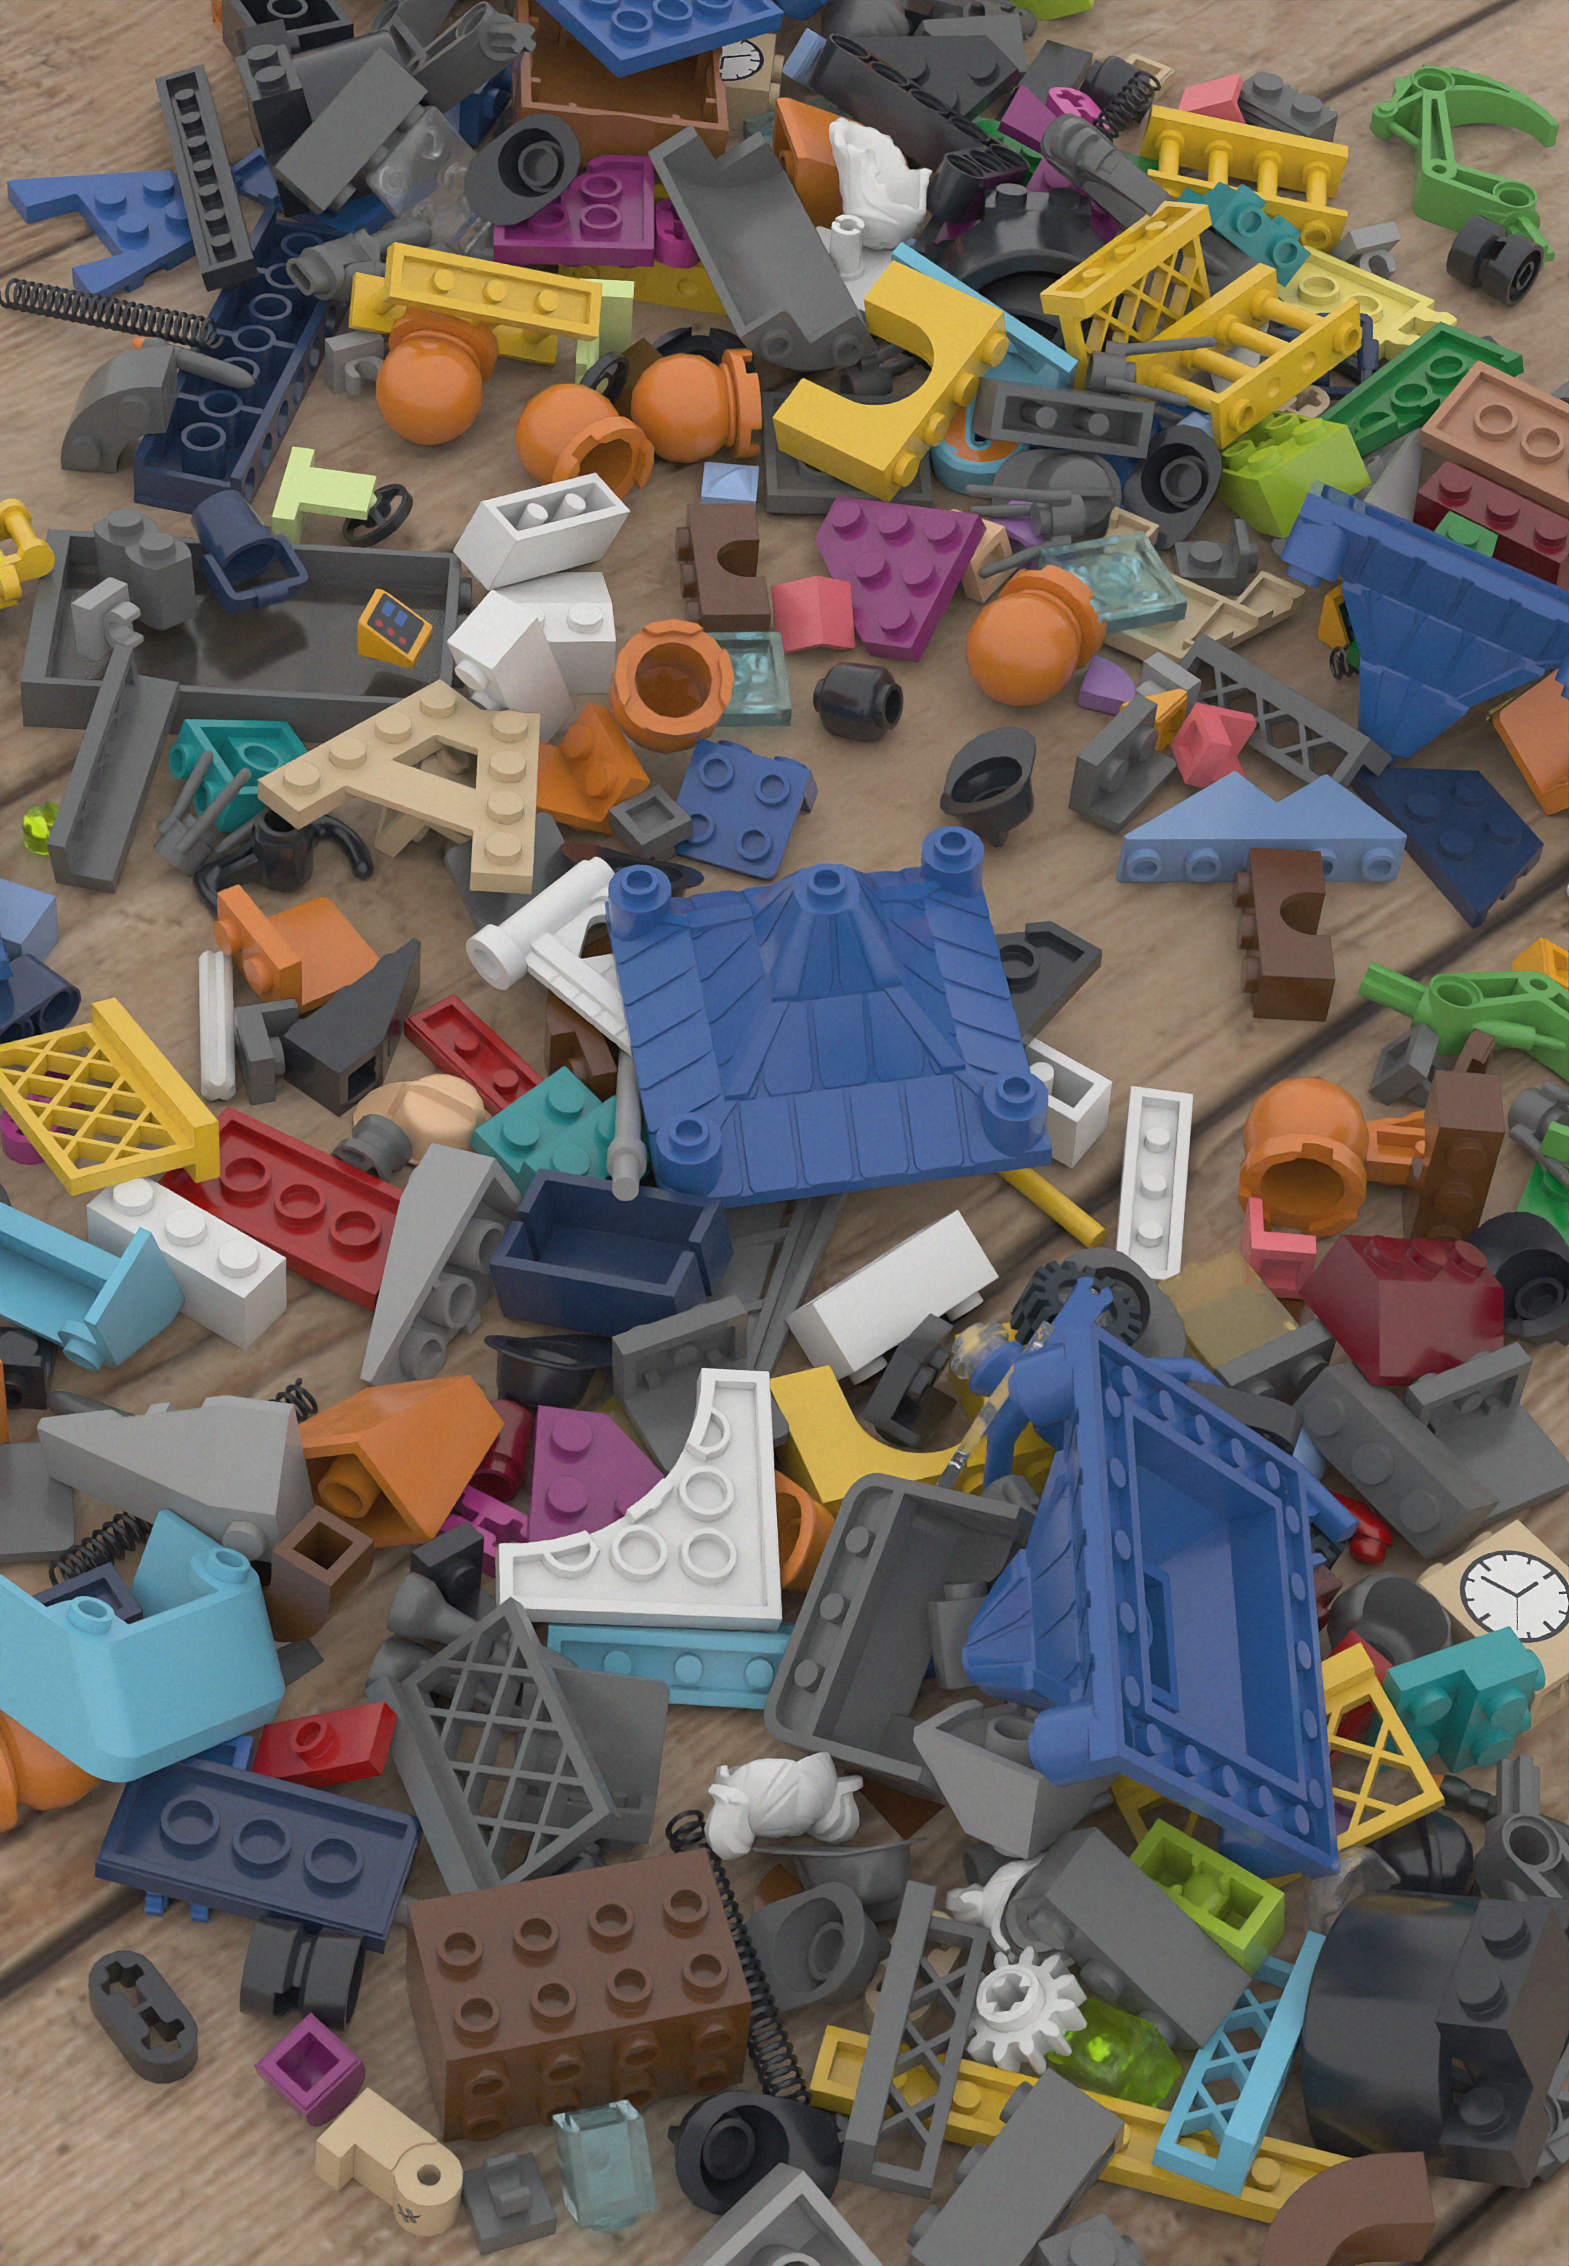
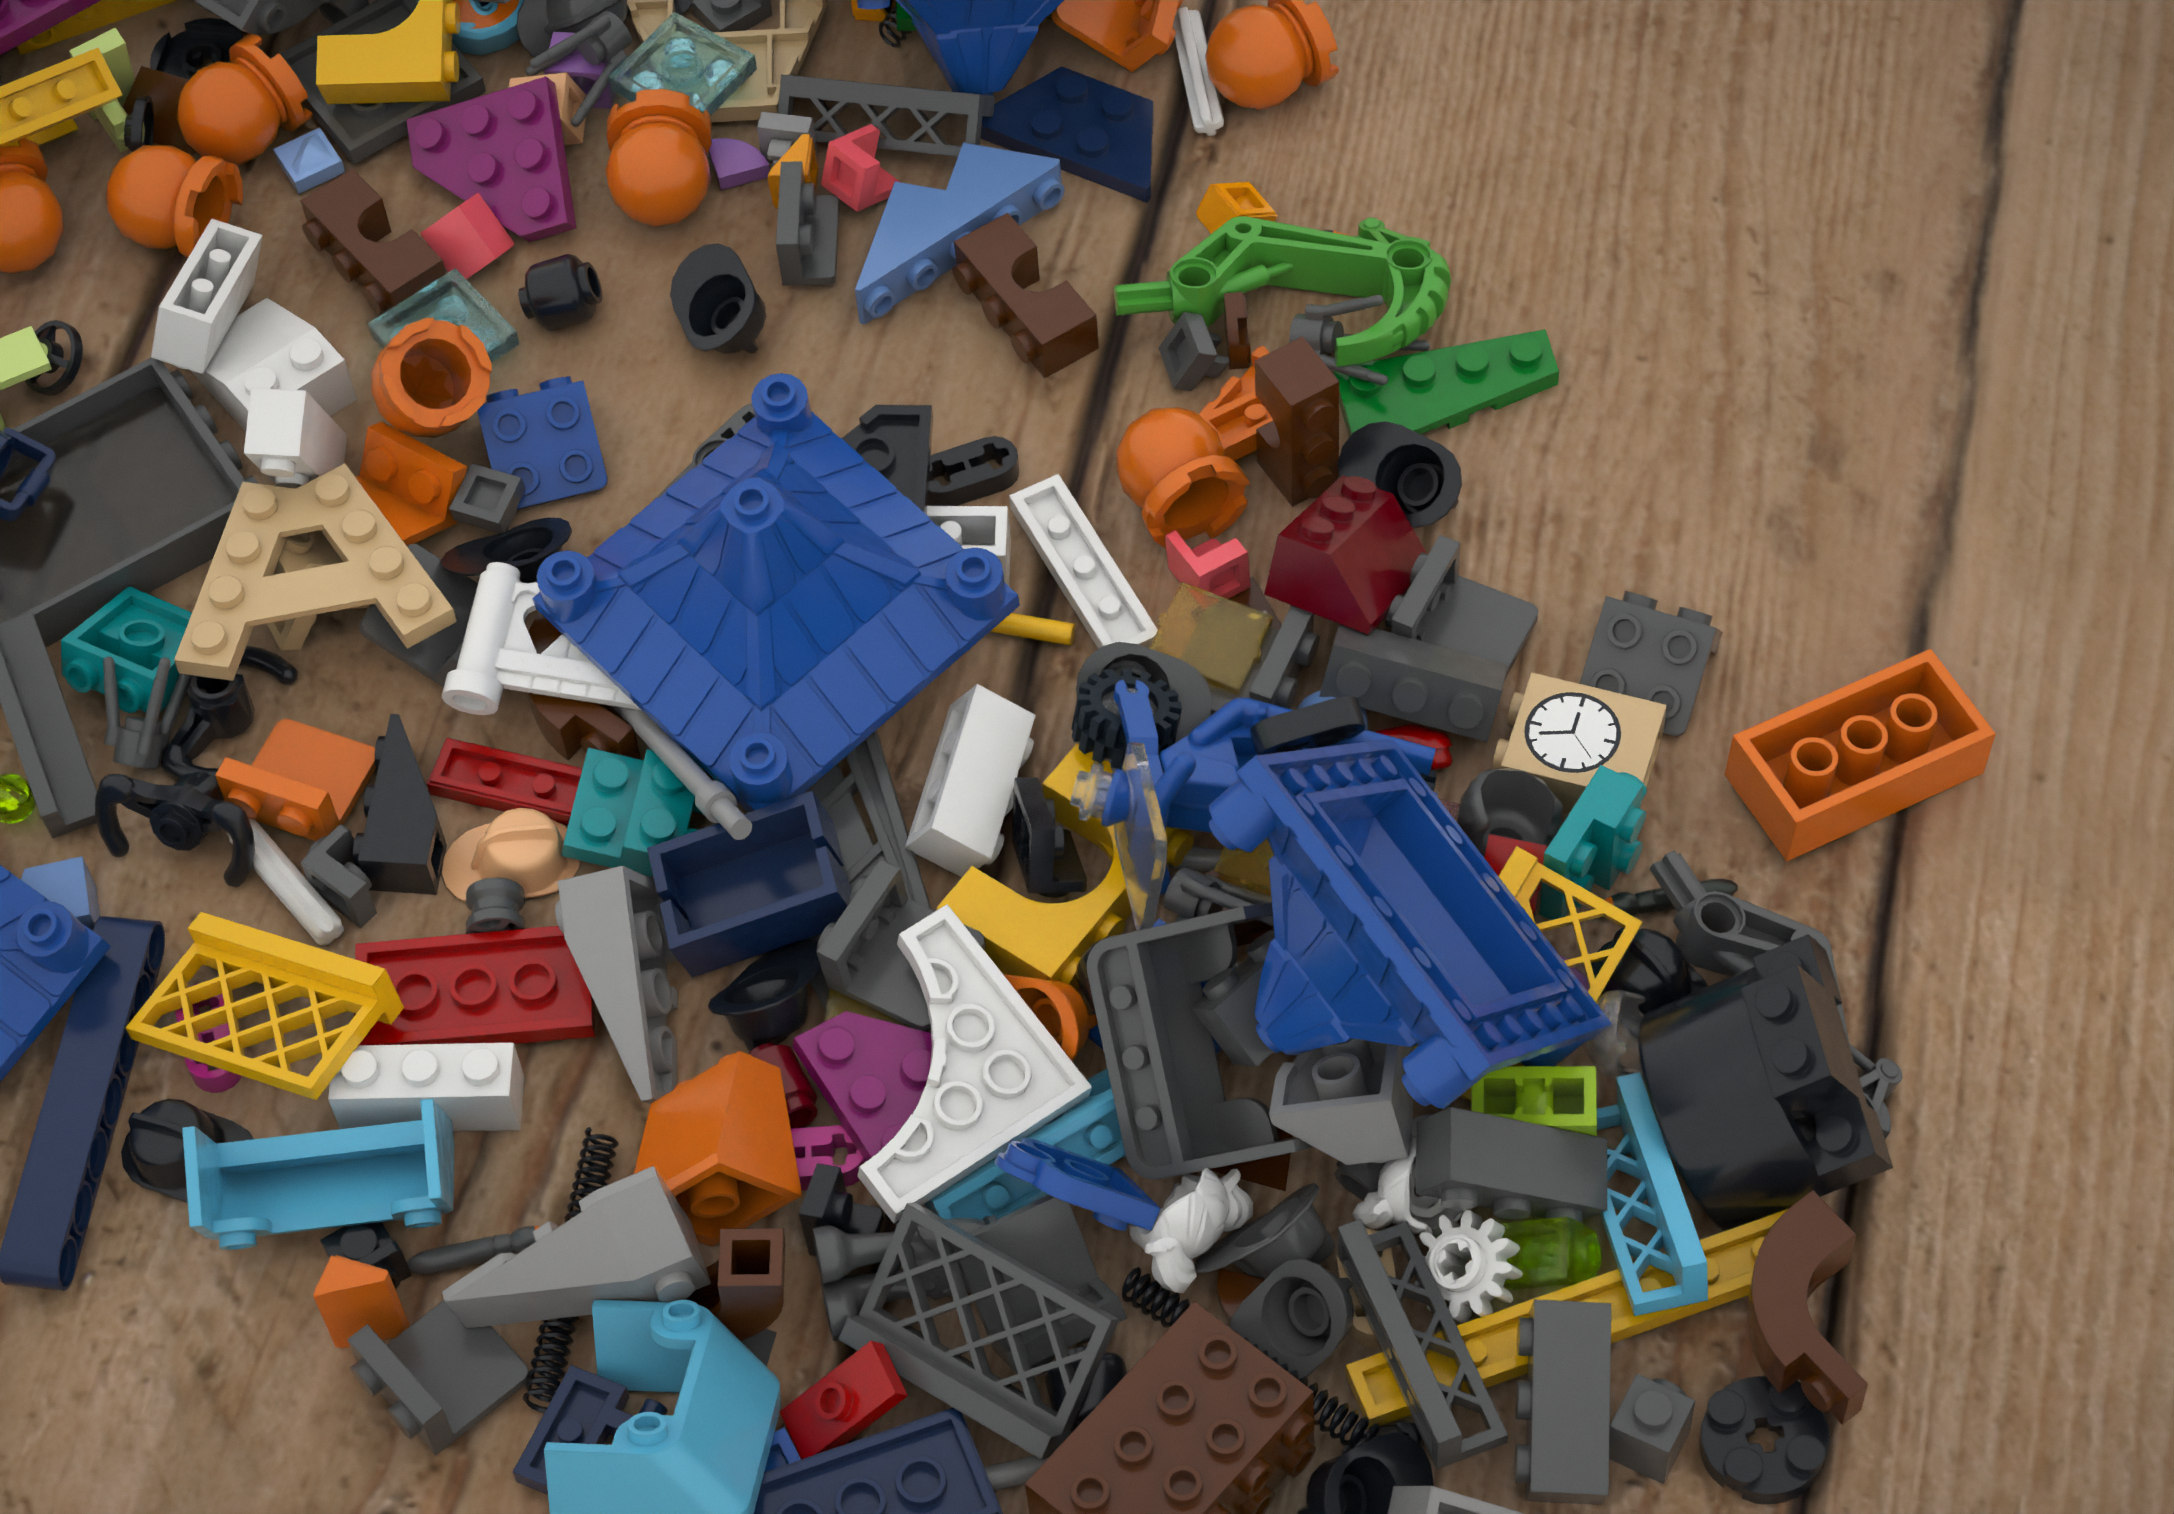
camera: 25 degrees left, 10 degrees up
(165, 916) = (178, 816): none -> black piece
(391, 631) = (163, 460): slope -> none
(717, 1715) = (1080, 1182): none -> blue plate
(1114, 1049) = (970, 474): none -> black beam

